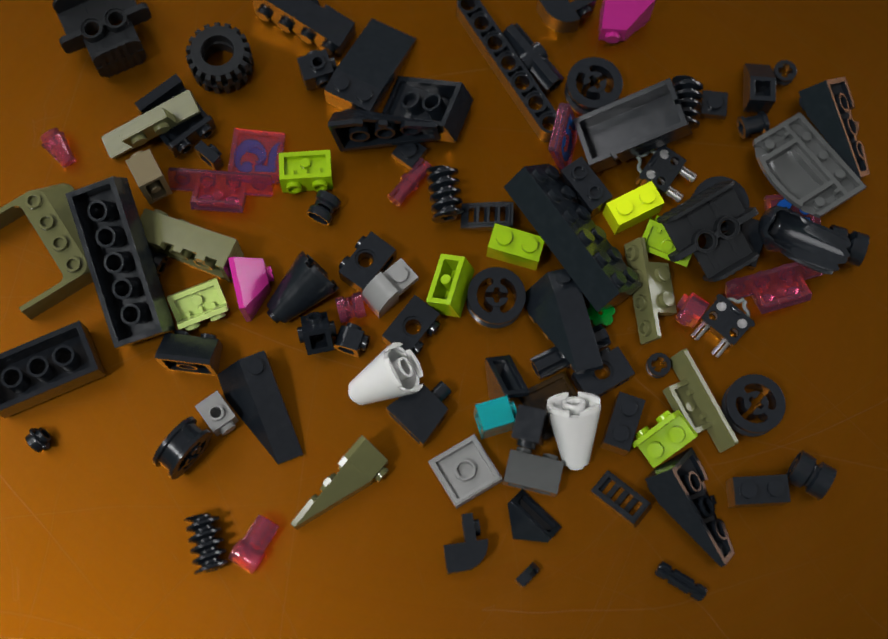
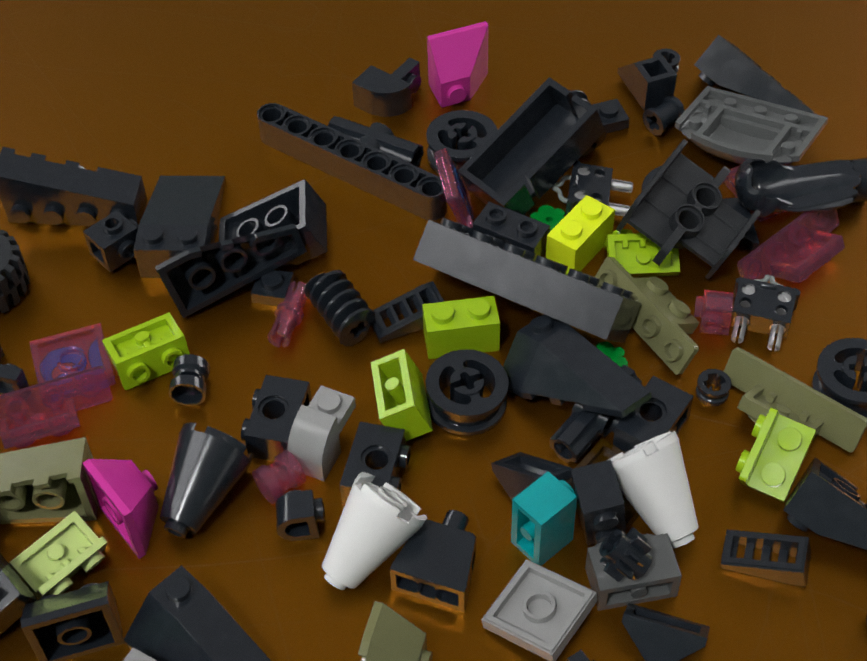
camera: 20 degrees left, 25 degrees down
(317, 332) = (259, 522): black brick -> none
(526, 470) = (625, 554): none -> black gear
(622, 423) = (712, 464): black brick -> none
(623, 173) = (548, 215): none -> green plant

